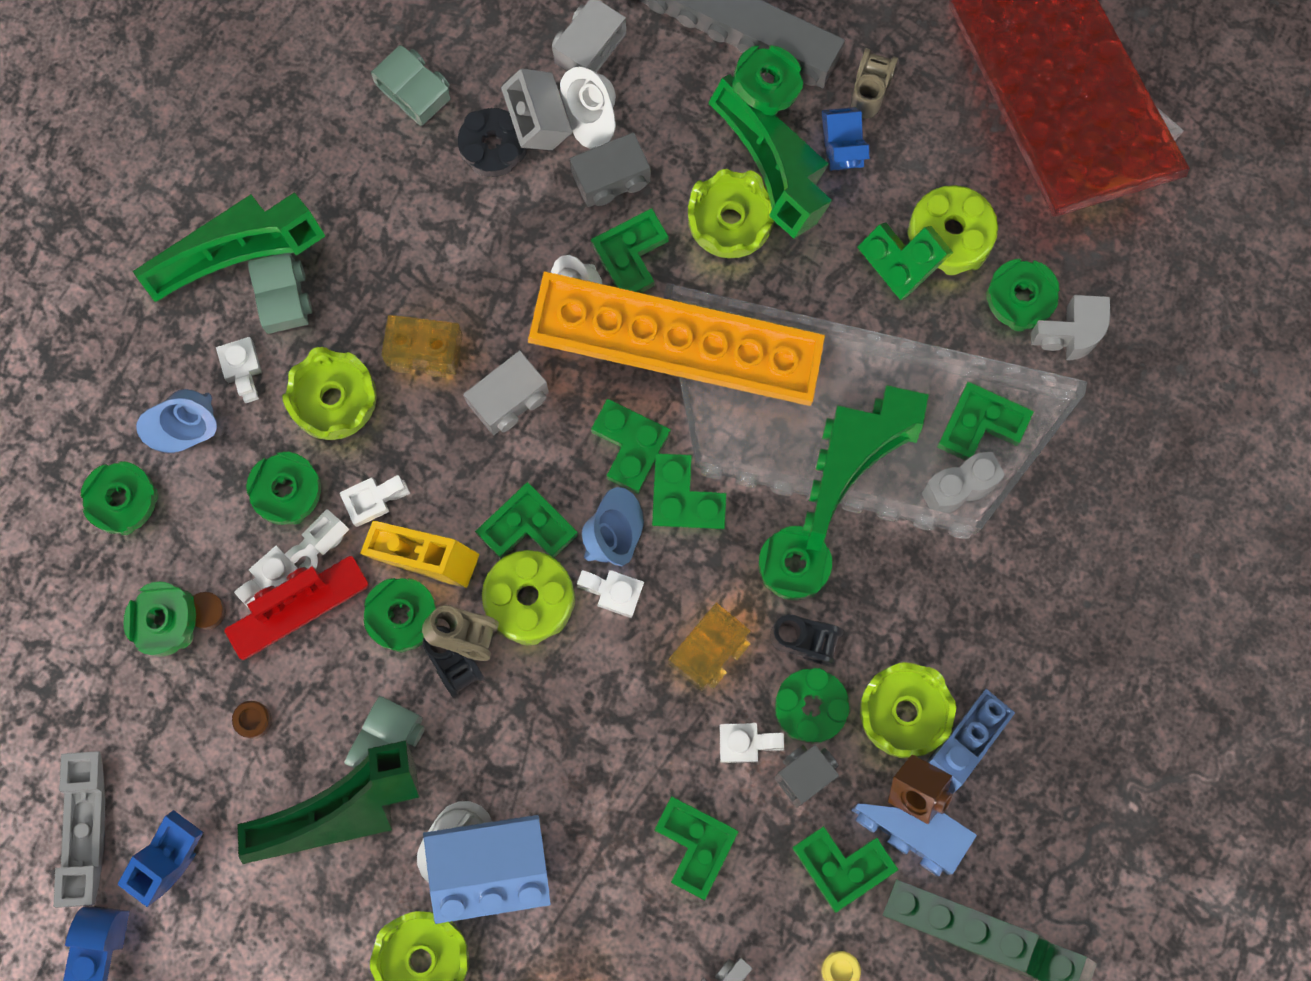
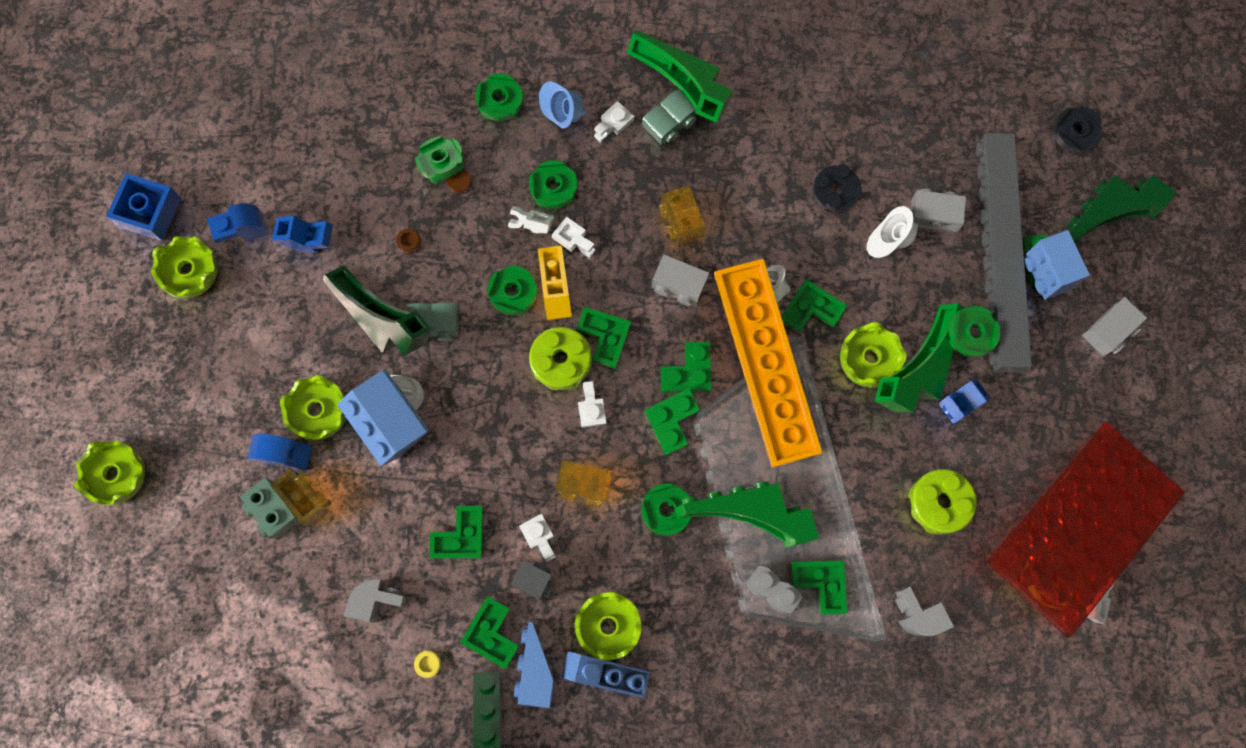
camera: 60 degrees right, 0 degrees up
(82, 830) = (300, 184): light grey slope -> none
(268, 571) = (497, 206): white plate -> none
(294, 604) = (487, 227): red bracket -> none
(316, 375) = (623, 164): lime plate -> none
(411, 84) = (844, 122): sand green brick -> none
(451, 665) = (497, 335): black piece -> none
(468, 634) = (515, 330): dark tan piece -> none
(536, 109) = (871, 202): light grey brick -> none
(610, 170) = (857, 267): dark grey brick -> none
(614, 528) = (630, 387): medium blue piece -> none
(809, 639) = (622, 542): black piece -> none
(833, 709) = (576, 551): green plate -> none
(872, 79) = (1018, 400): dark tan piece -> none
(903, 265) = (900, 481): green plate -> none
(921, 789) = (559, 657): reddish brown brick -> none
(1023, 274) = (940, 566): green plate -> none

